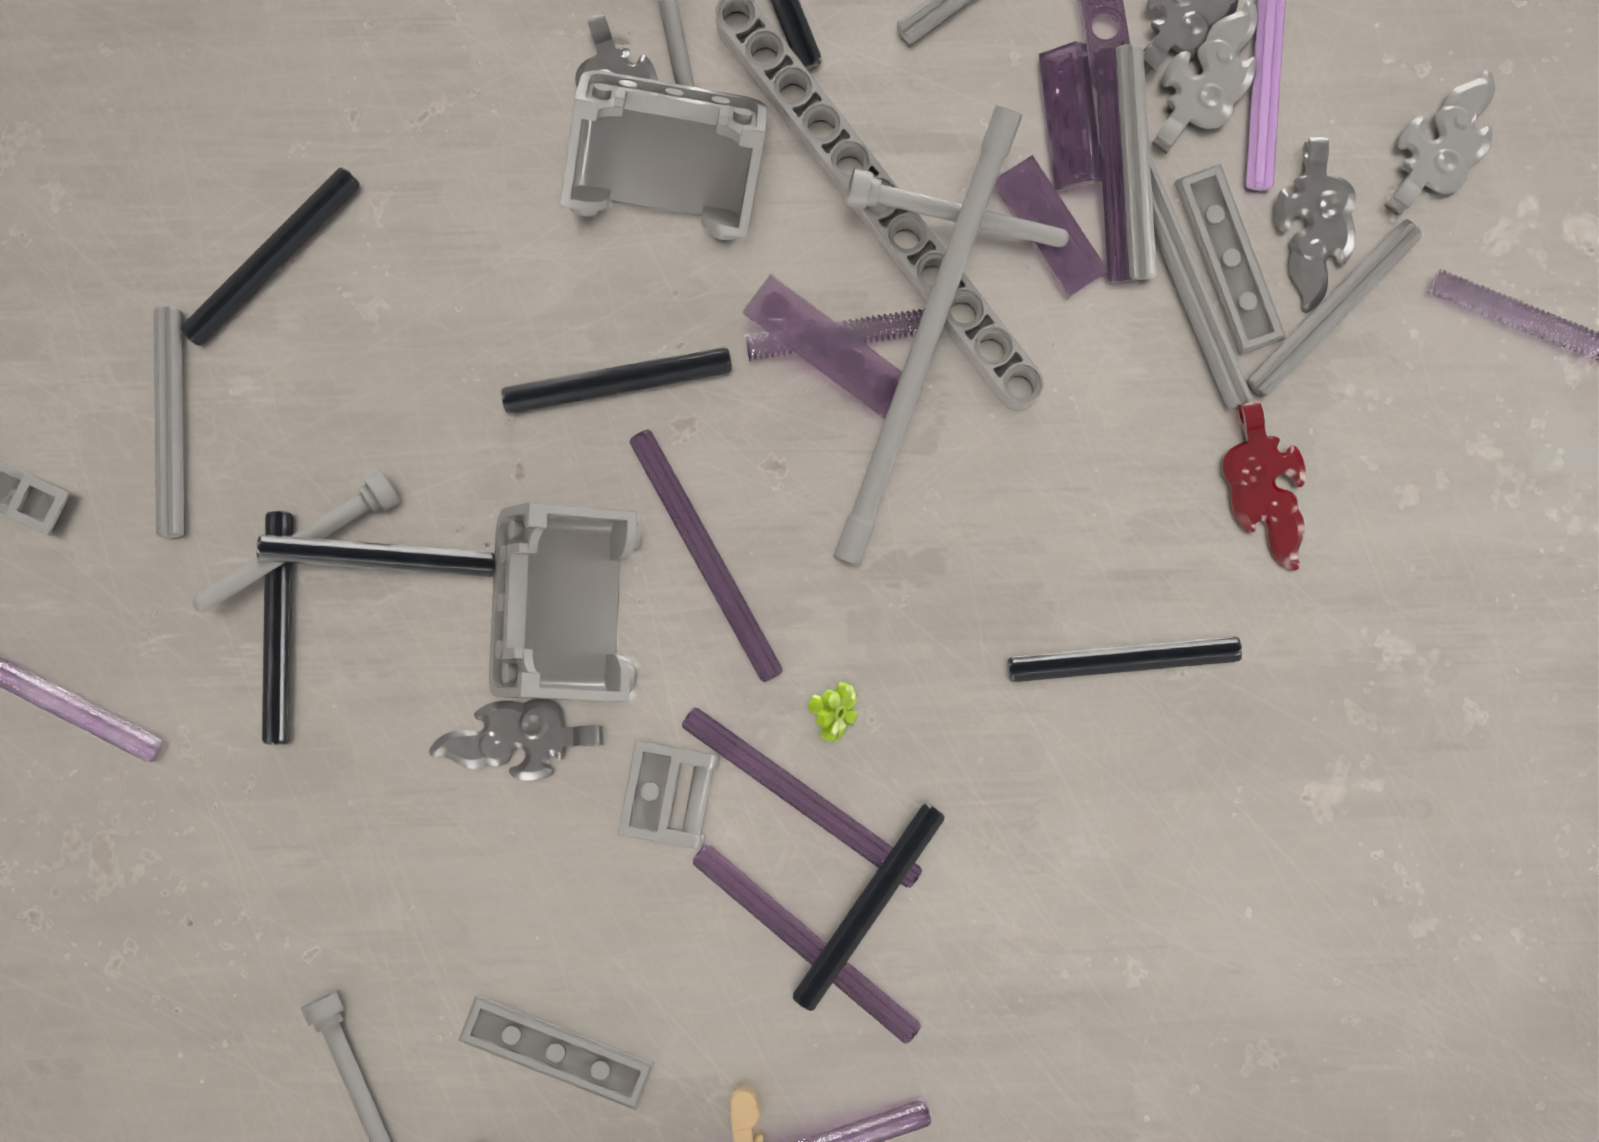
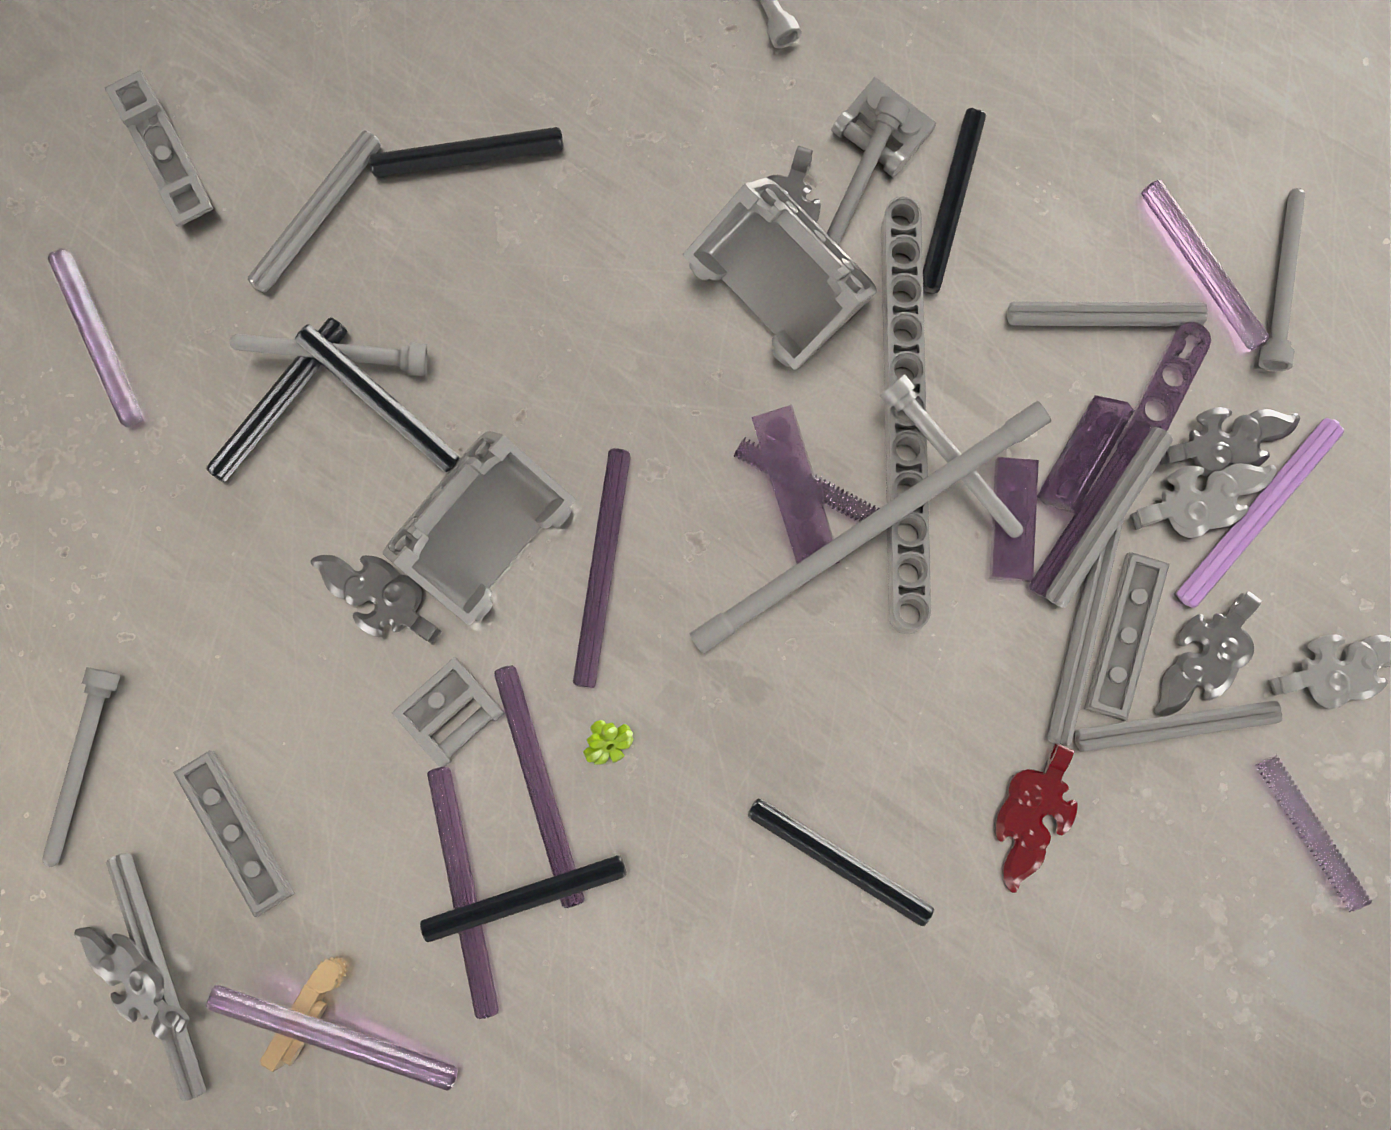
camera: 40 degrees right, 5 degrees down
(616, 379) = (633, 402): black axle -> none

